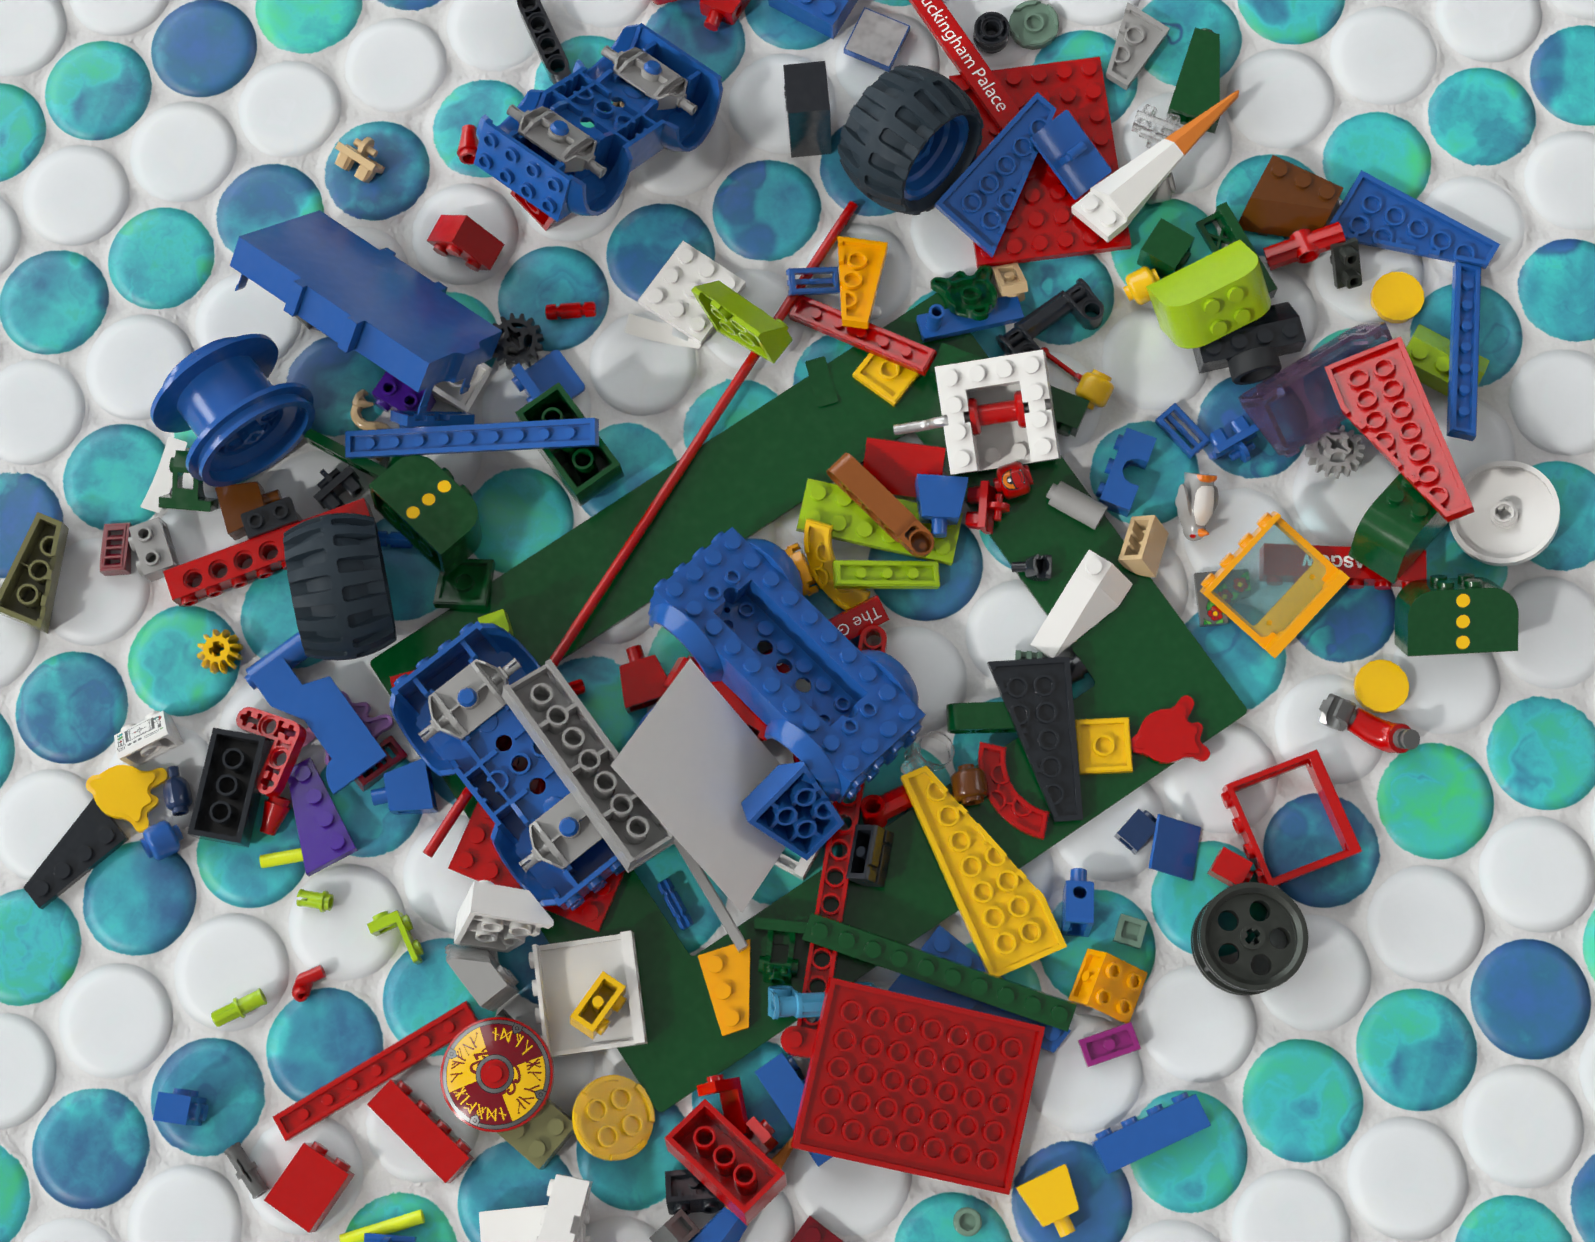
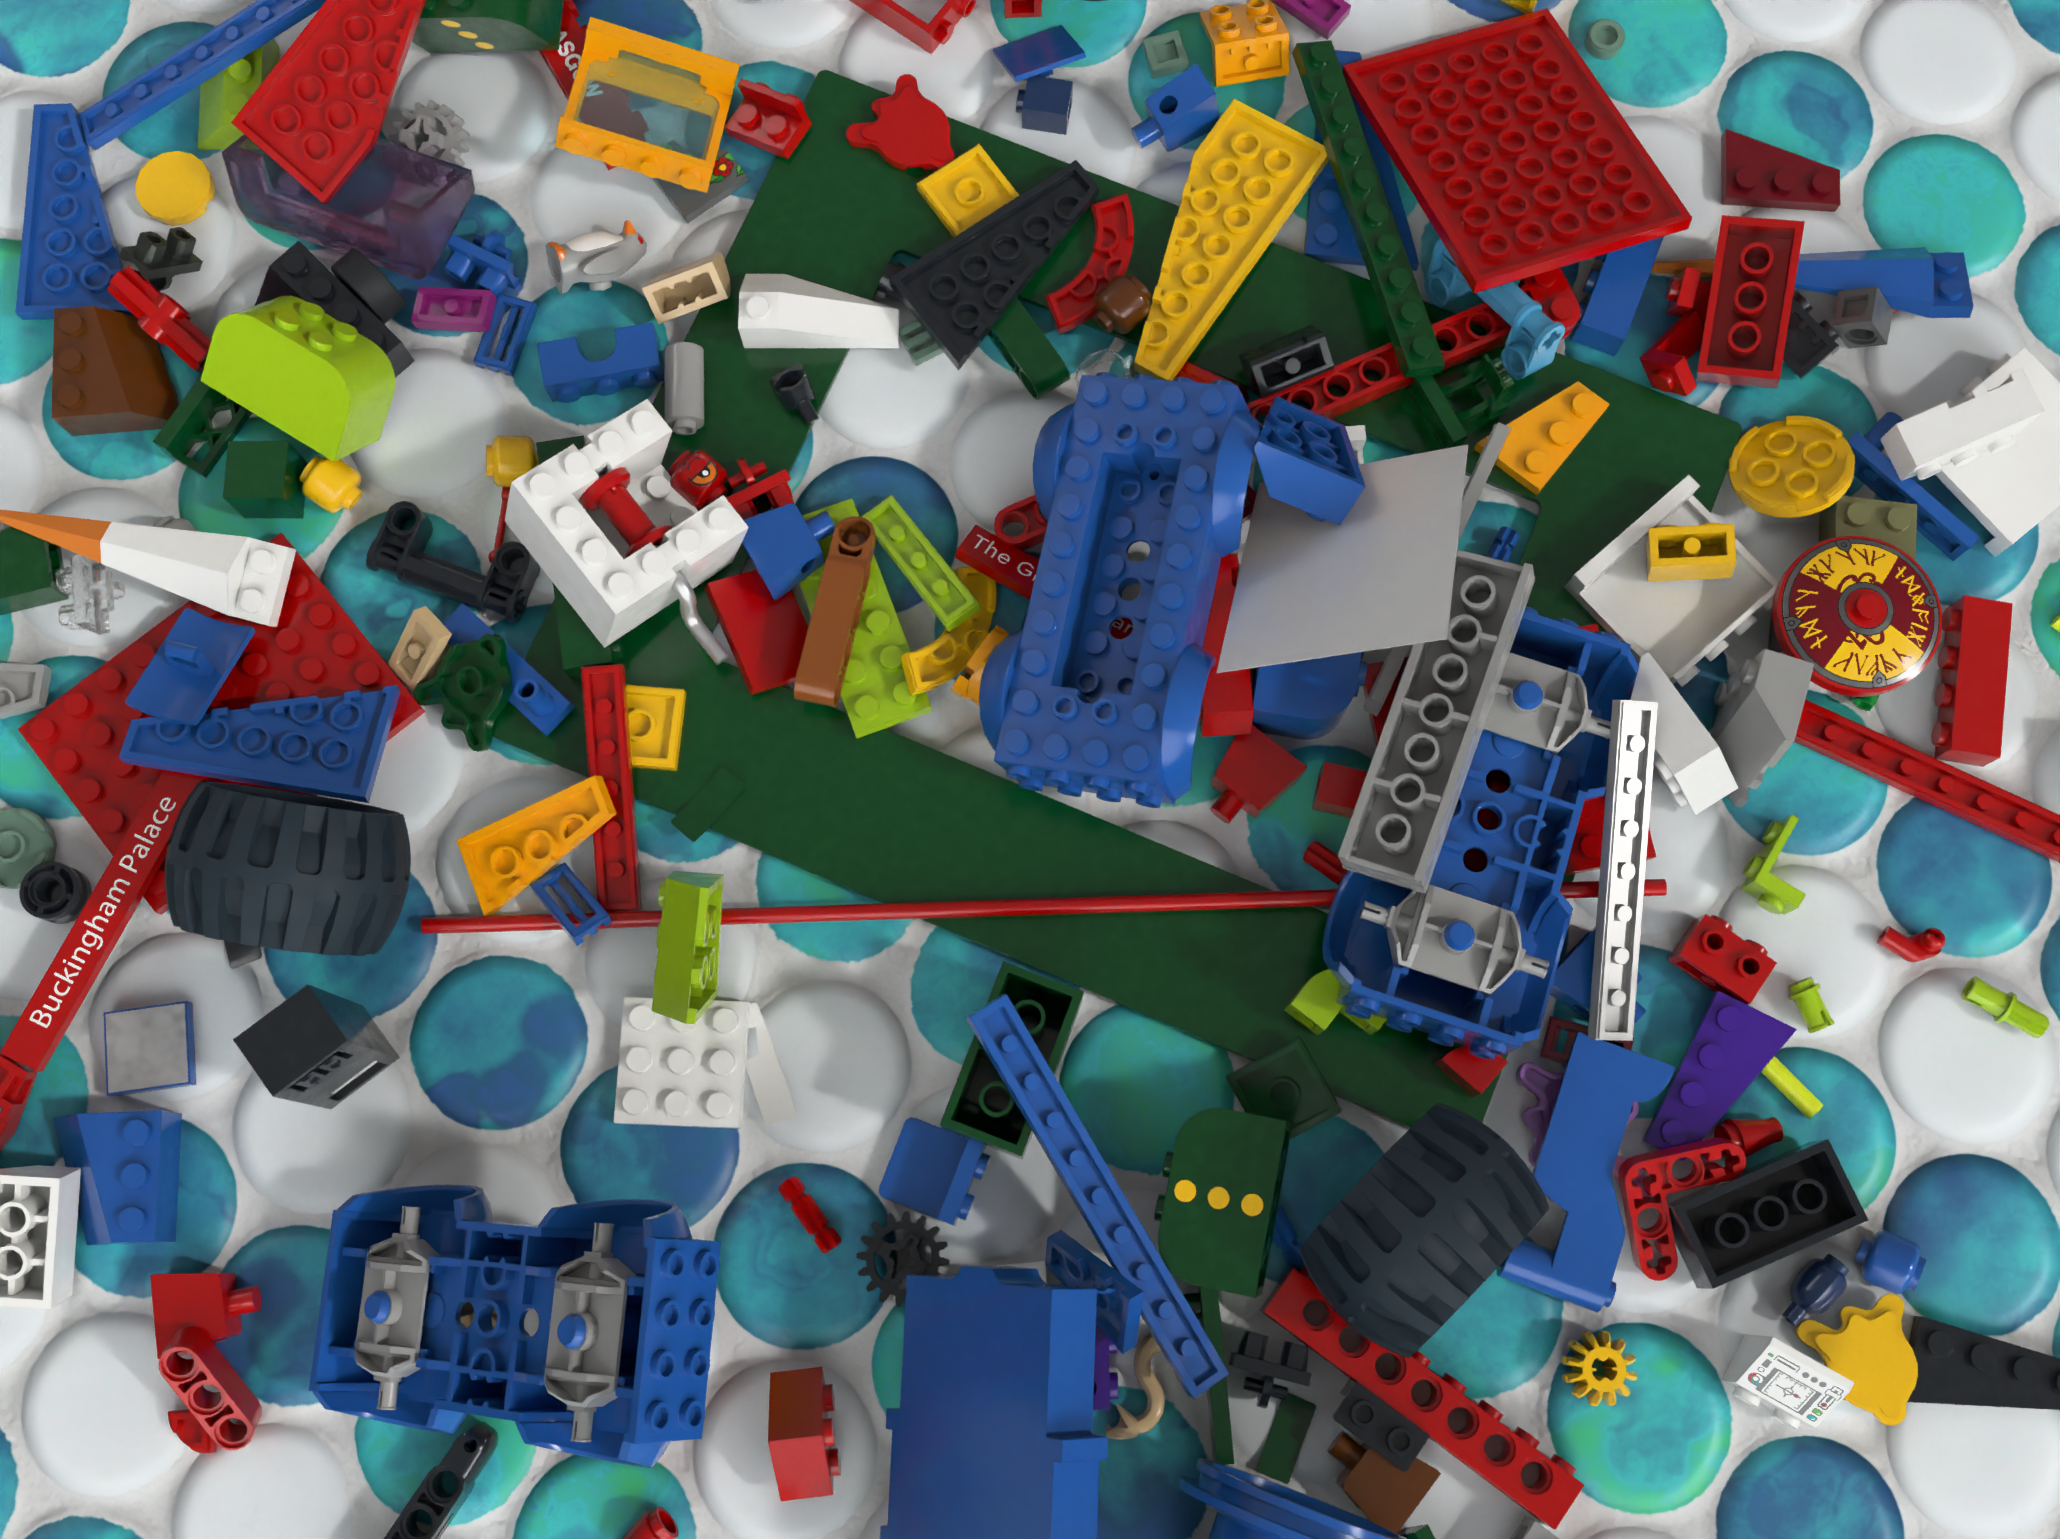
camera: 130 degrees left, 0 degrees up
(299, 476) = (1286, 1438): none -> dark green sticker
(370, 867) = (1722, 959): none -> red brick
(449, 828) = (1622, 870): none -> tile
(591, 1171) = (1880, 476): none -> blue piece
(607, 719) = (1338, 789): none -> red brick
(1214, 408) = (453, 309): none -> magenta plate
(1228, 655) = (768, 119): none -> red bracket

